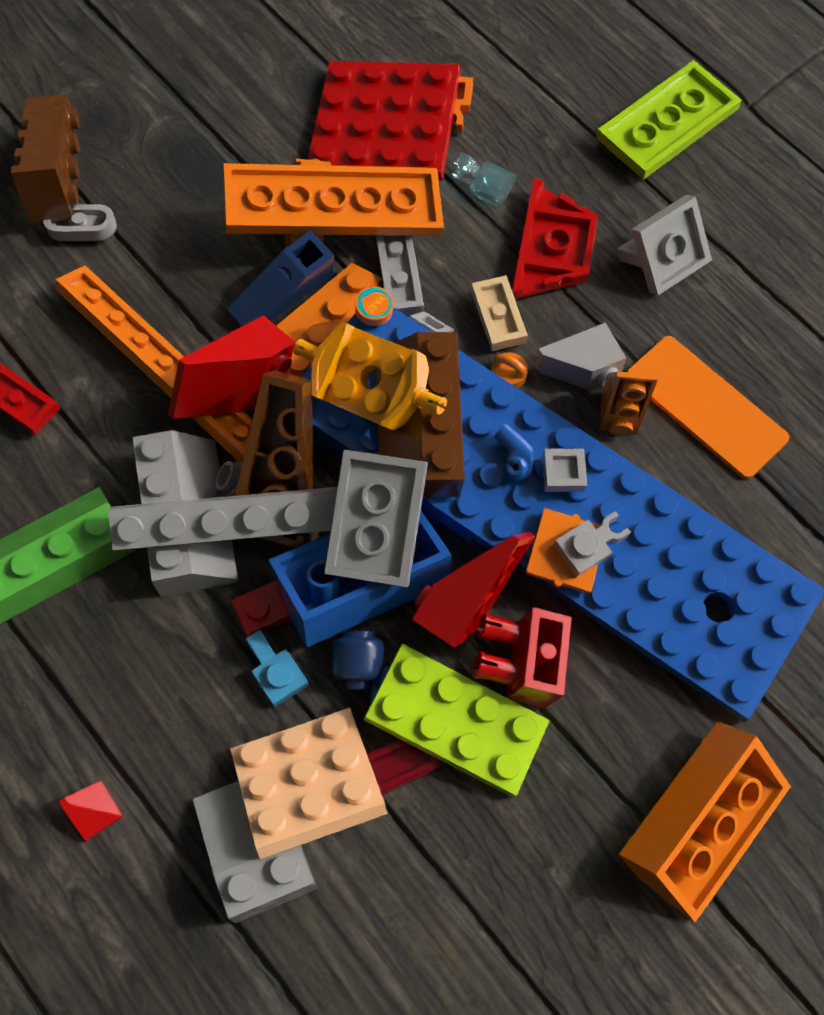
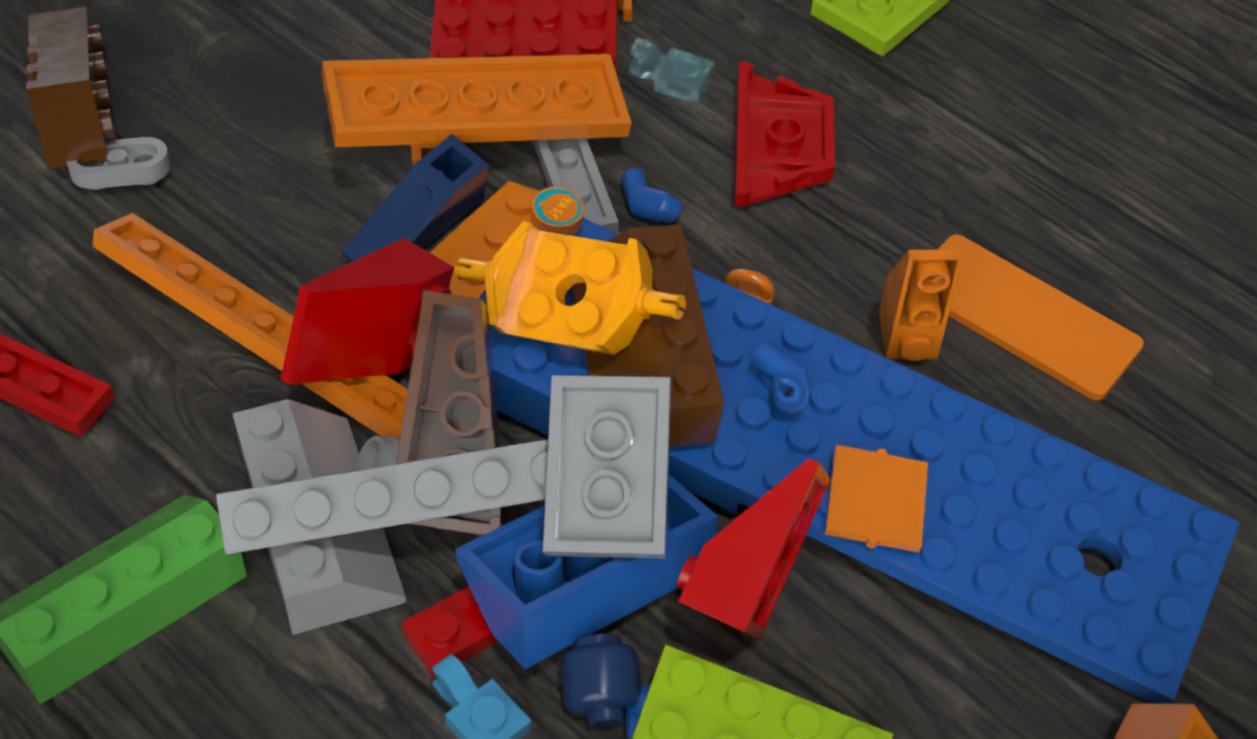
camera: 10 degrees left, 15 degrees down
(448, 288) = (648, 202): none -> blue arm
(499, 313) = (722, 225): tan plate -> none
(538, 655) = (862, 645): red brick -> none
(564, 470) = (855, 392): light grey plate -> none
(582, 358) = (844, 267): light grey slope -> none
(587, 546) = (907, 486): light grey plate -> none
(668, 245) = (934, 122): light grey bracket -> none

